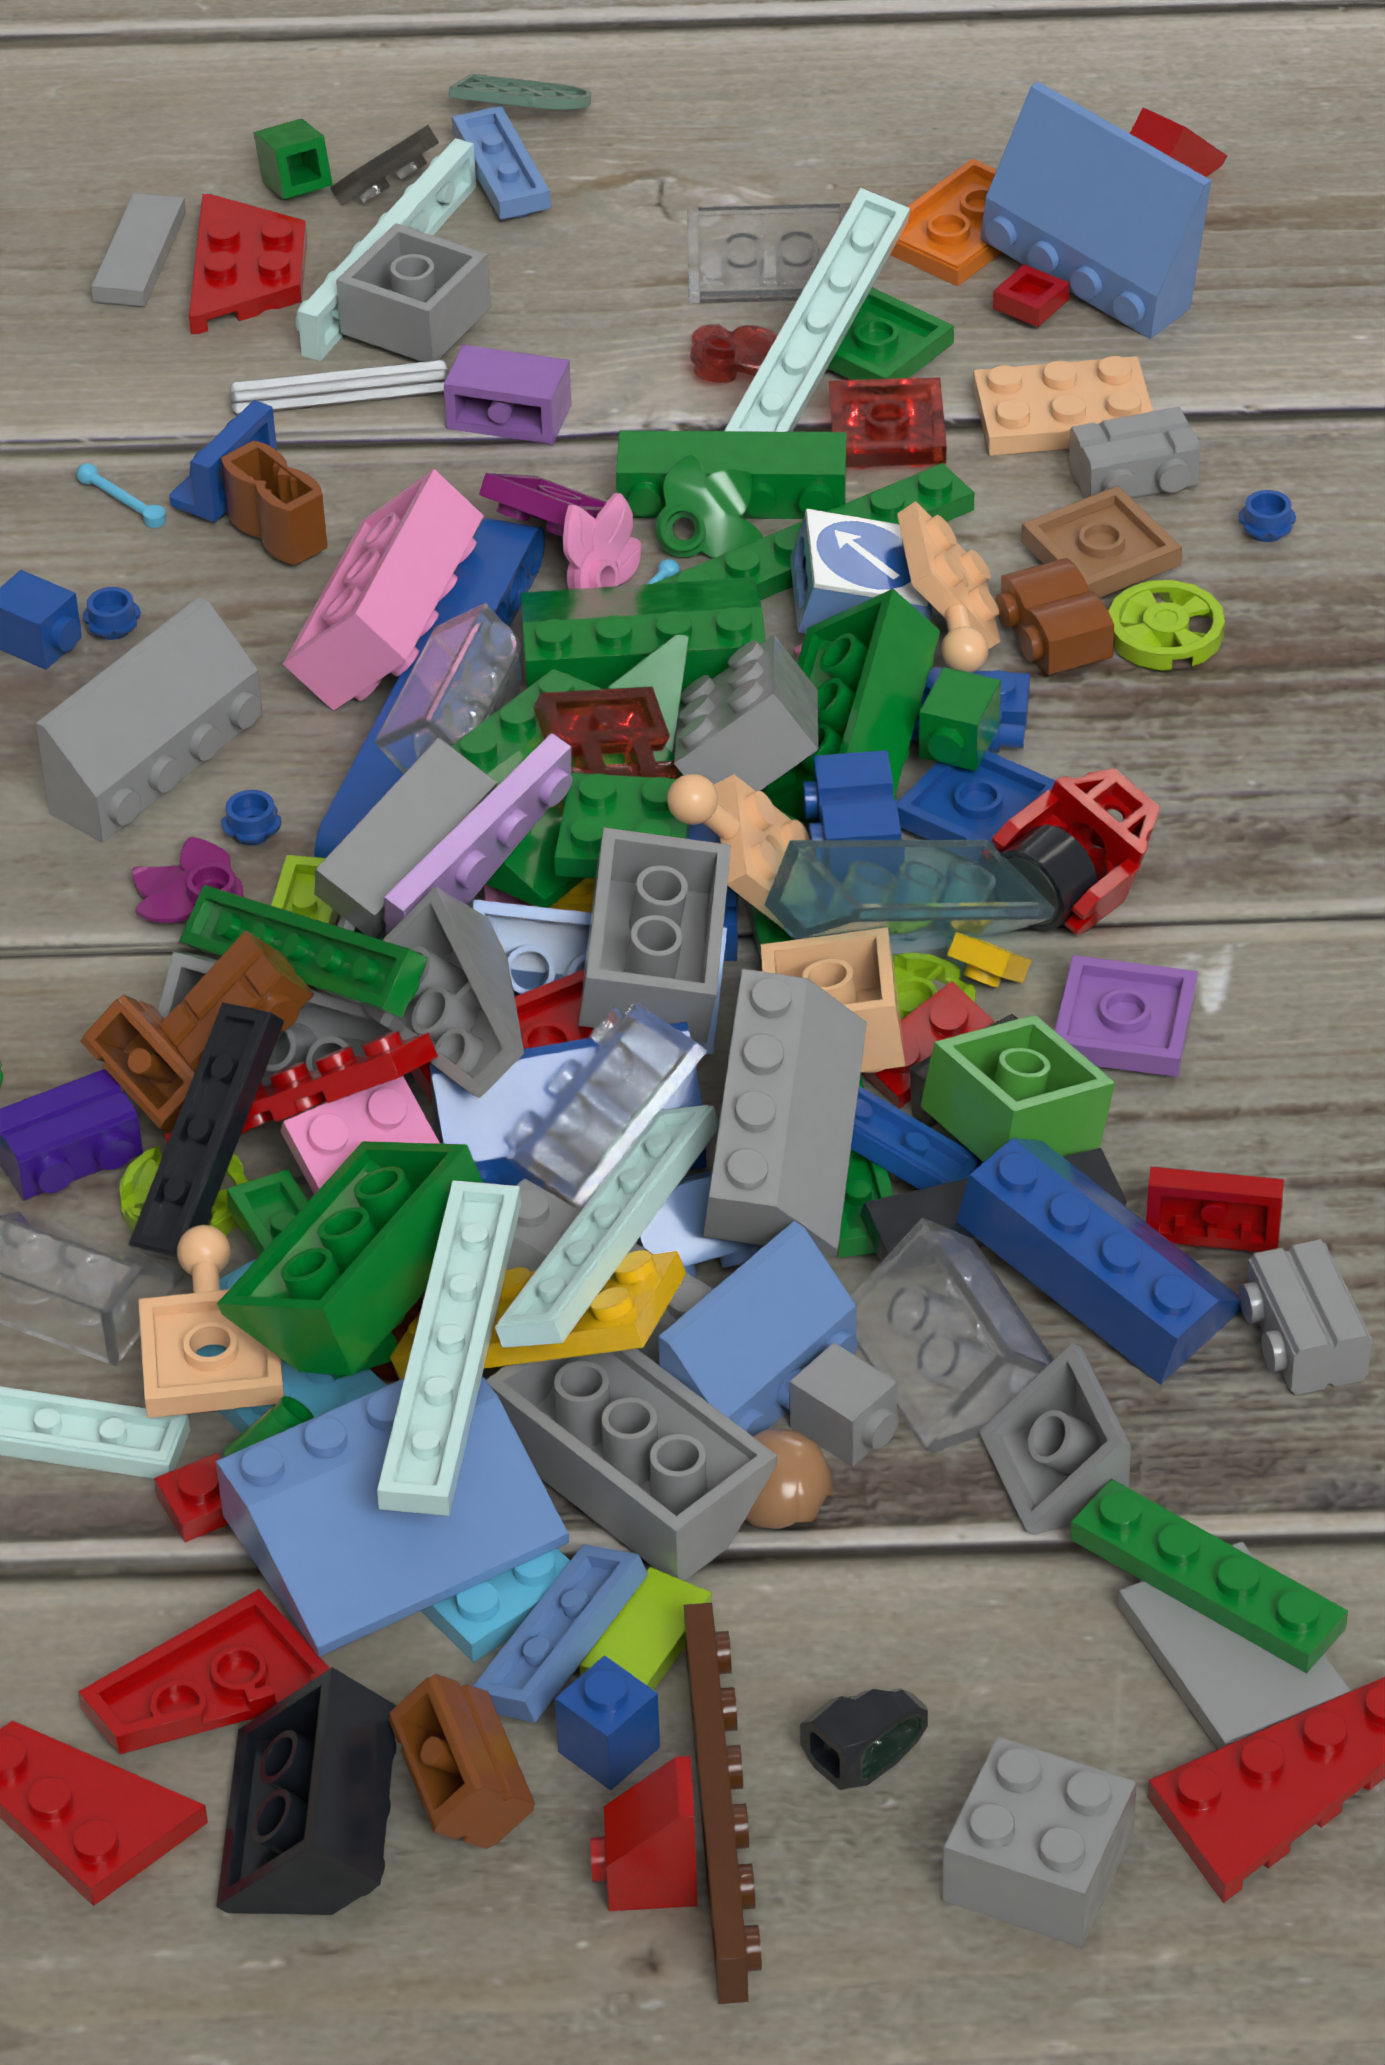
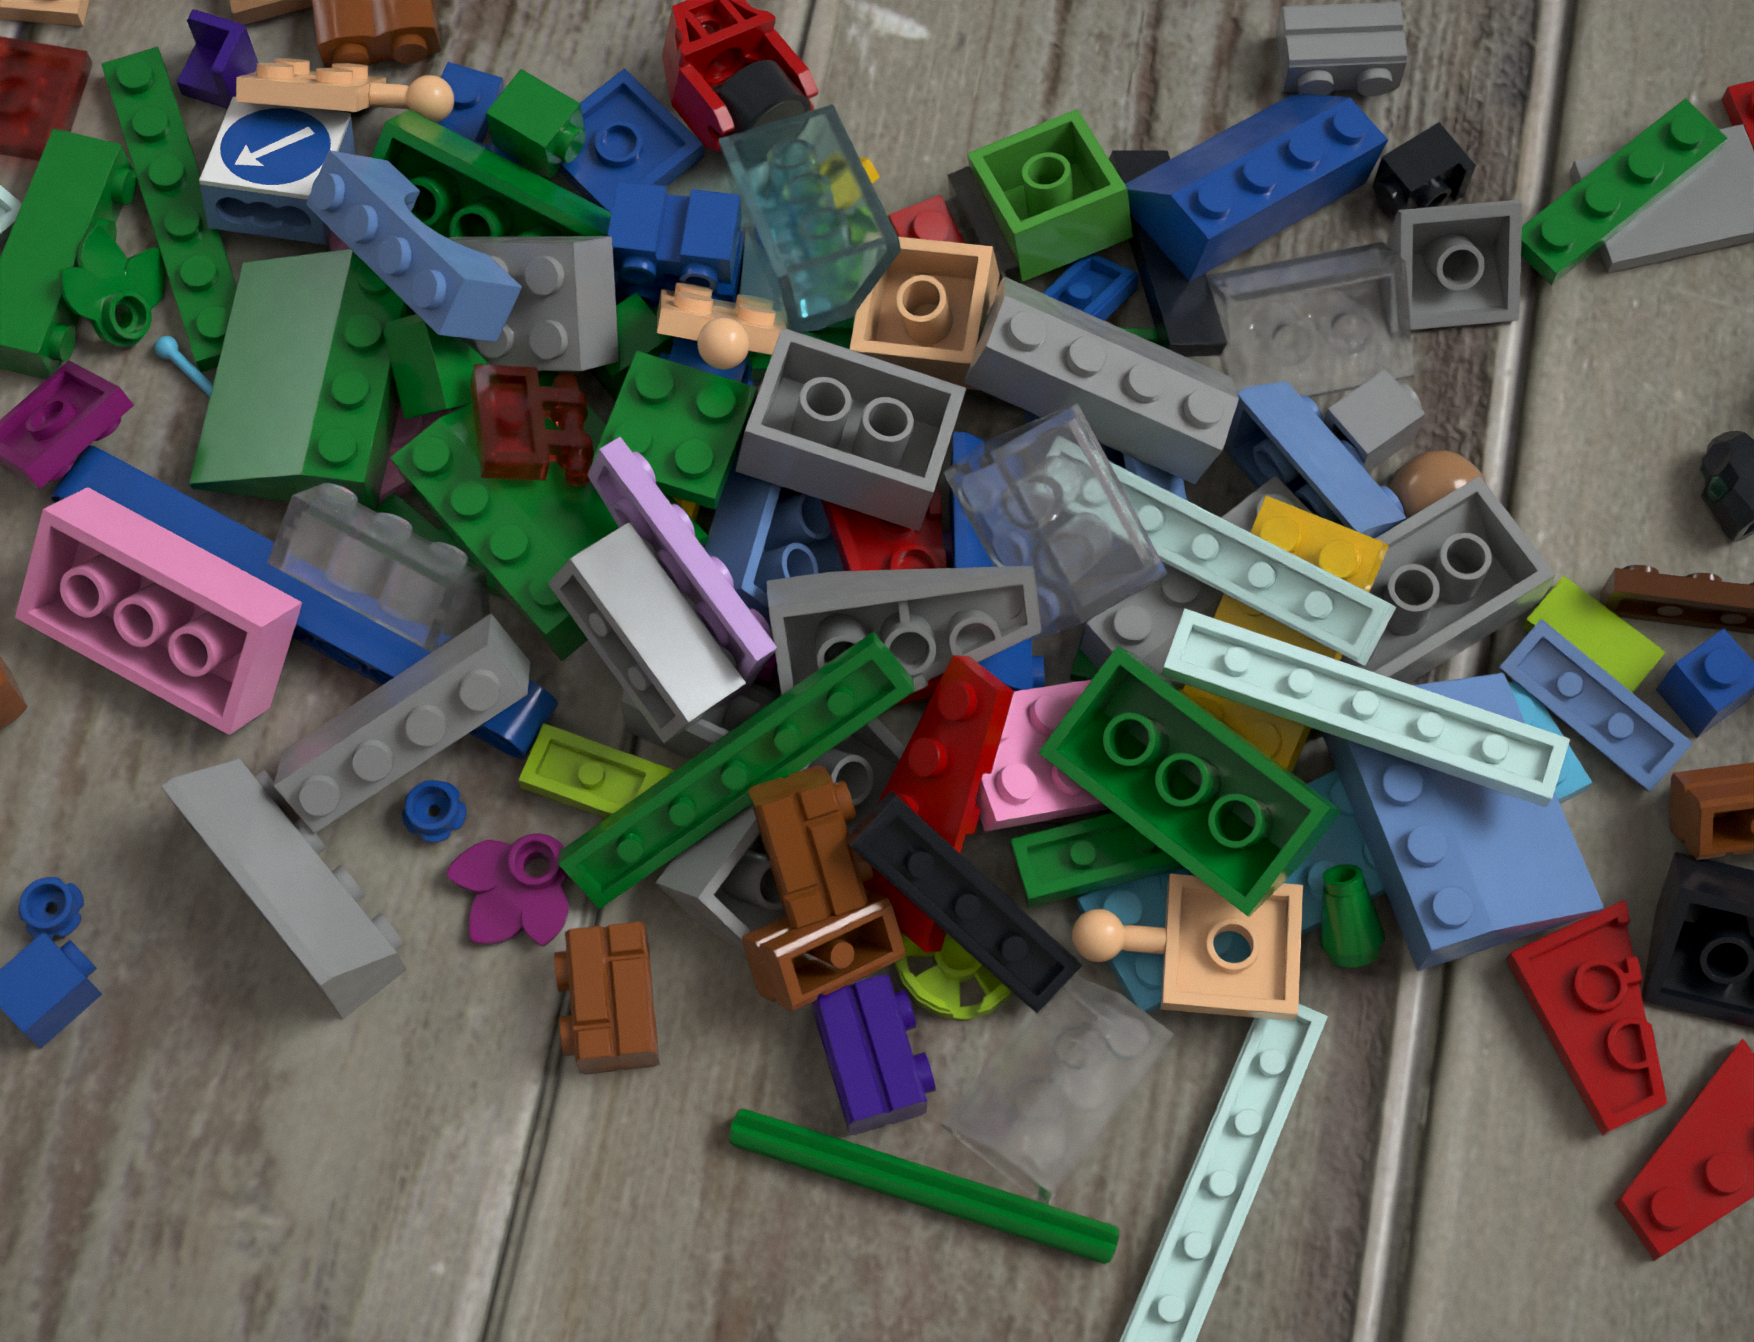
camera: 80 degrees left, 25 degrees up
(89, 956) = (609, 998): none -> dark orange brick
(192, 1498) = (1363, 996): red plate -> none
(304, 742) = (403, 723): none -> light grey brick
(601, 546) = (164, 411): bright pink plate -> none
(720, 635) = (440, 280): none -> medium blue arch
(975, 526) = (217, 59): none -> dark purple panel
(1127, 1014) = (937, 95): medium lavender plate -> none
(1170, 1404) = (1423, 172): none -> black brick
(1215, 1208) = (1203, 81): red bracket -> none

